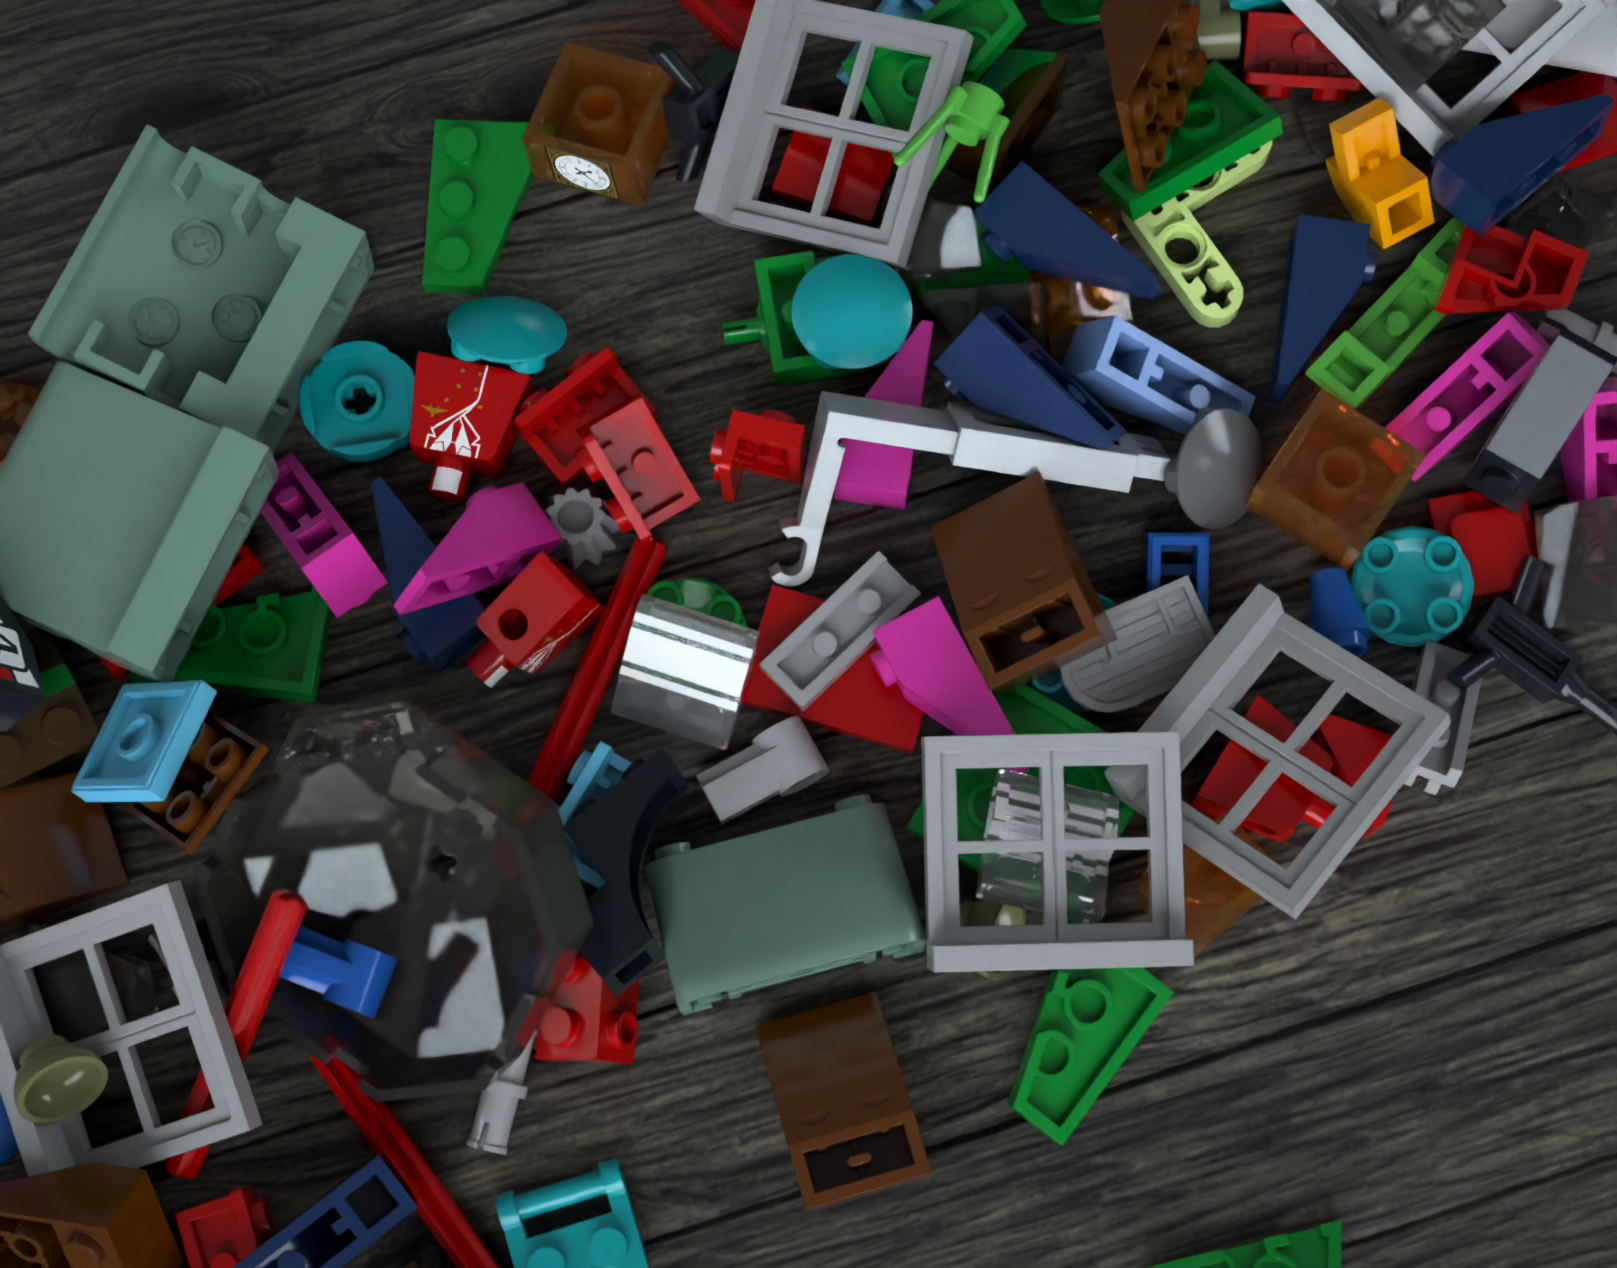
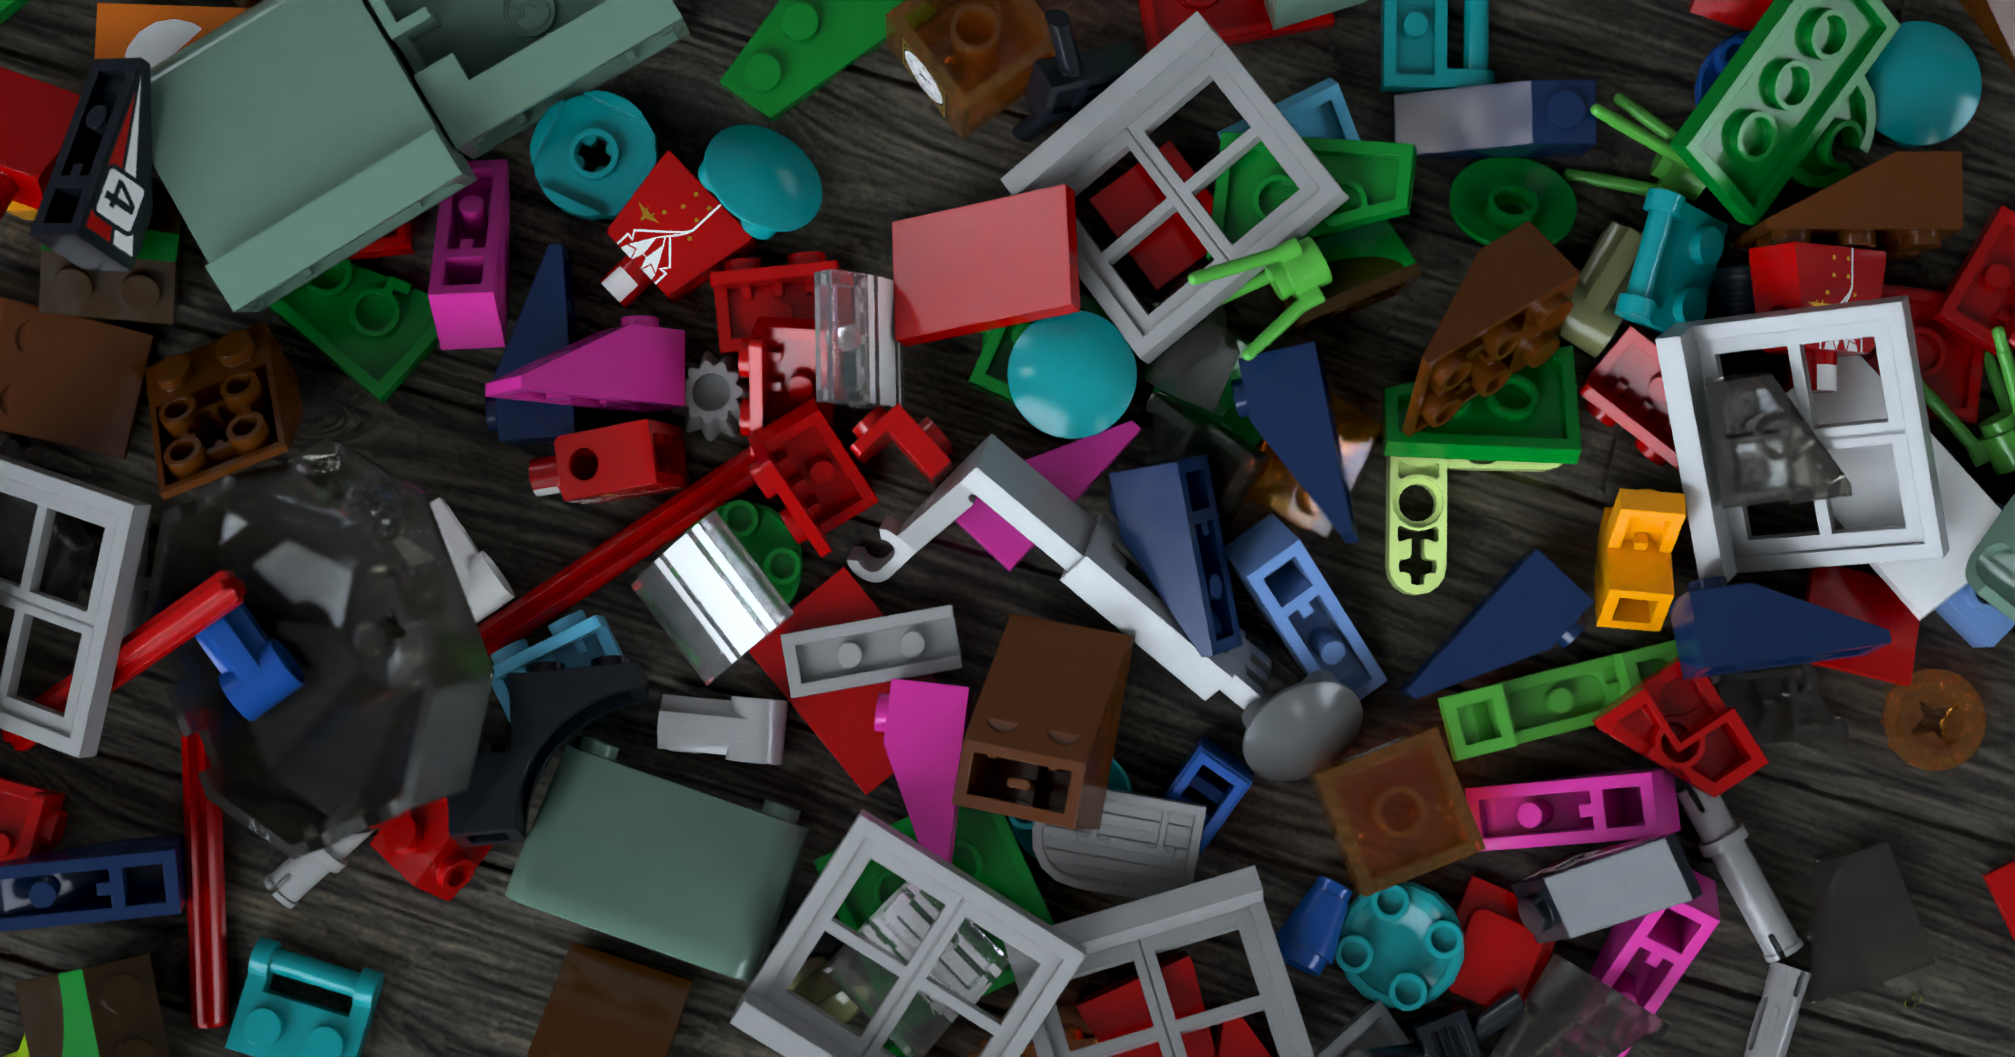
camera: 30 degrees right, 10 degrees up
(144, 741) = (198, 358): medium azure tile -> none
(663, 395) = (856, 341): none -> clear slope
(698, 522) = (811, 473): none -> red bracket
(727, 279) = (985, 266): none -> tile

